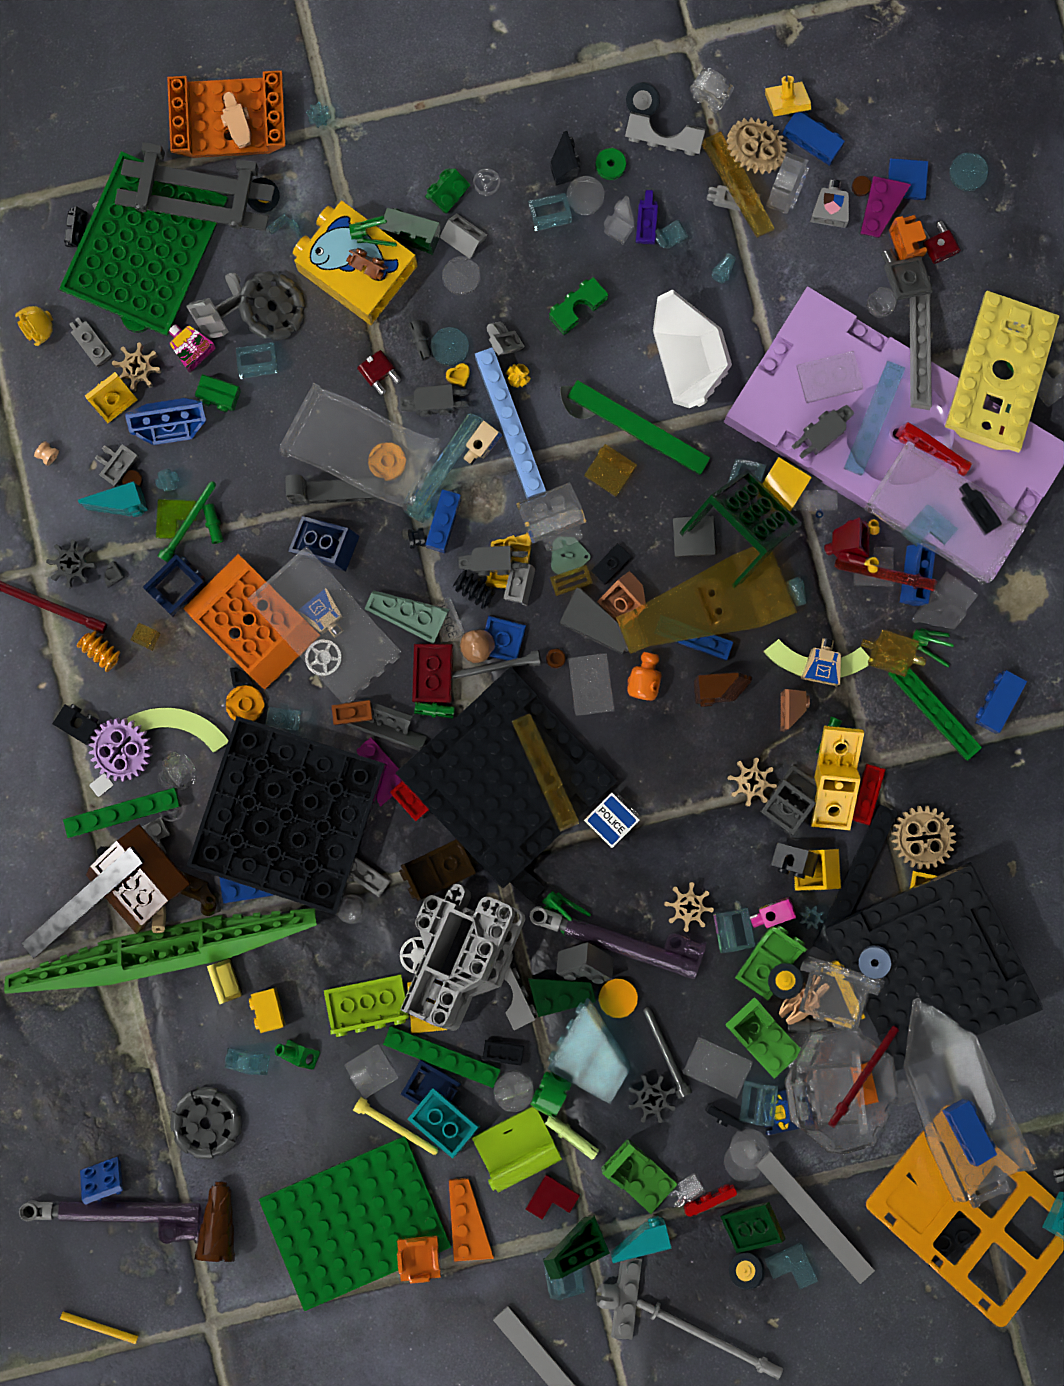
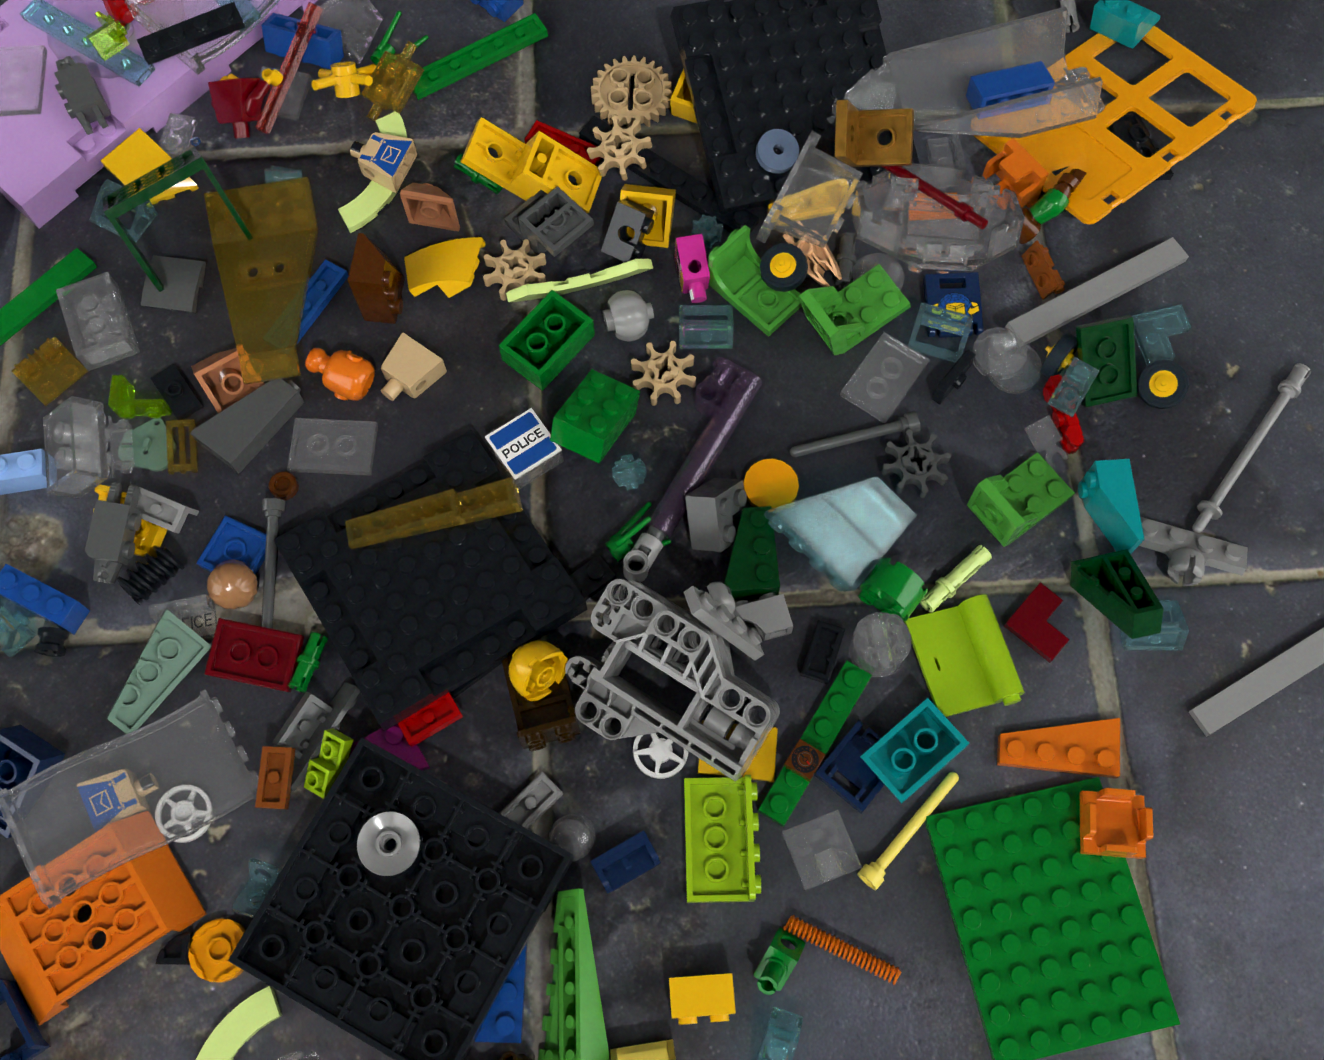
camera: 80 degrees left, 15 degrees down
(310, 796) = (373, 840): none -> light grey dish
(324, 1061) = (803, 927): none -> orange piece
(341, 946) = (625, 862): none -> dark blue hinge
(365, 743) = (332, 758): none -> lime slope
(425, 1051) = (804, 760): none -> reddish brown tile
(452, 863) = (536, 668): none -> yellow cylinder
(504, 979) = (717, 613): none -> light grey plate
(599, 528) = (125, 406): none -> clear neon green bracket
(607, 897) = (629, 472): none -> clear light blue gear
(641, 866) = (594, 416): none -> green brick
(651, 495) = (97, 321): none -> clear brick
(657, 725) = (410, 368): none -> tan torso
(696, 819) = (547, 340): none -> green brick
(720, 1203) = (1073, 387): none -> clear light blue slope
(727, 873) = (627, 315): none -> light grey plant
(743, 729) = (444, 264): none -> yellow slope
(749, 832) = (581, 282): none -> yellowish green tile
(752, 1193) = (1059, 355): none -> black wheel
(834, 1169) = (1040, 269): none -> dark orange hinge
(873, 440) = (109, 37): none -> clear neon green bracket
(875, 837) = (621, 157): none -> tan gear
(876, 1174) = (1050, 204): none -> piece
(886, 501) = (190, 33): none -> black plate
(886, 1023) = (859, 133): none -> pearl gold bracket
(889, 616) = (344, 78): none -> yellow bar
(899, 1145) = (1018, 173): none -> orange panel

